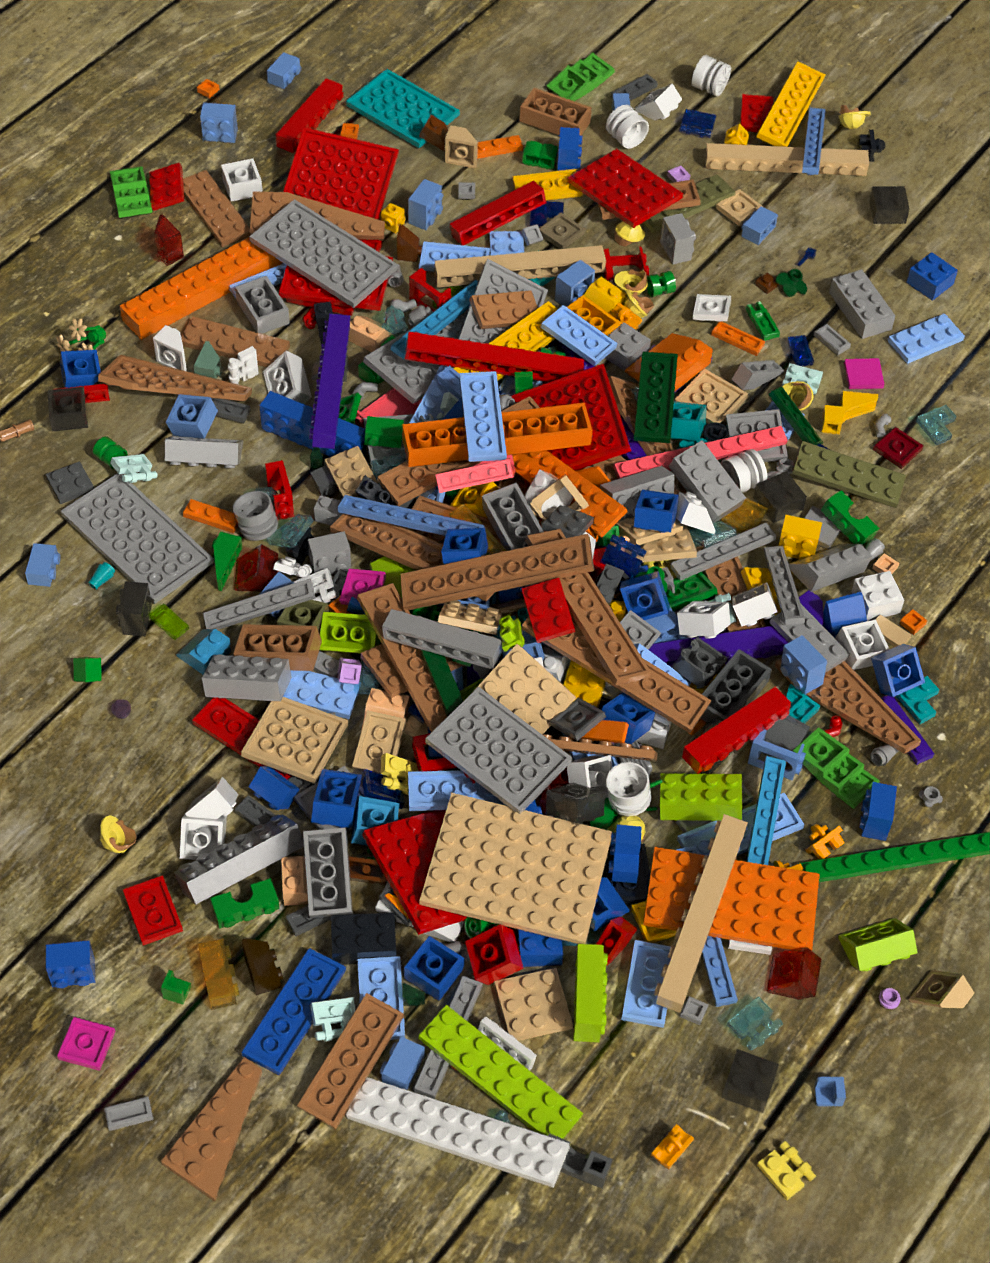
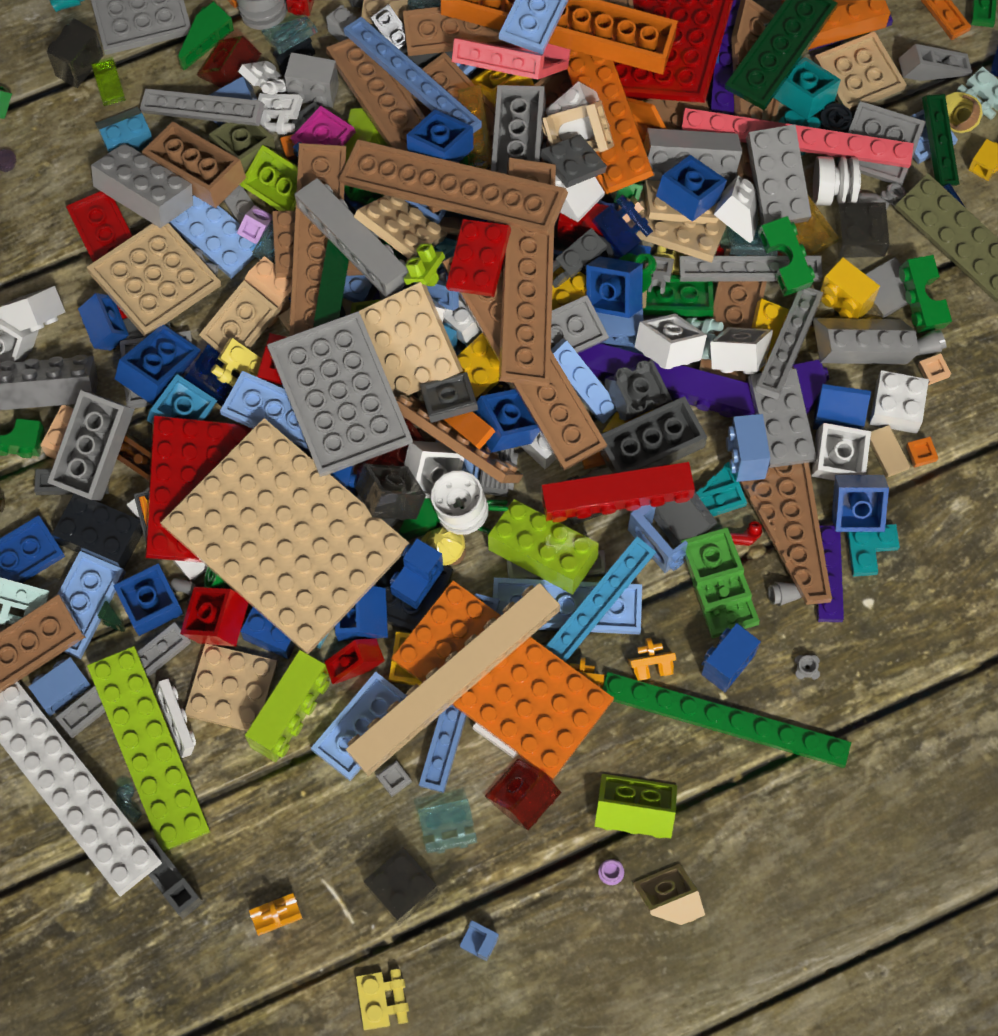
camera: 30 degrees right, 15 degrees up
(253, 812) = (71, 338): dark grey plate -> none
(737, 518) = (781, 236): none -> green arch

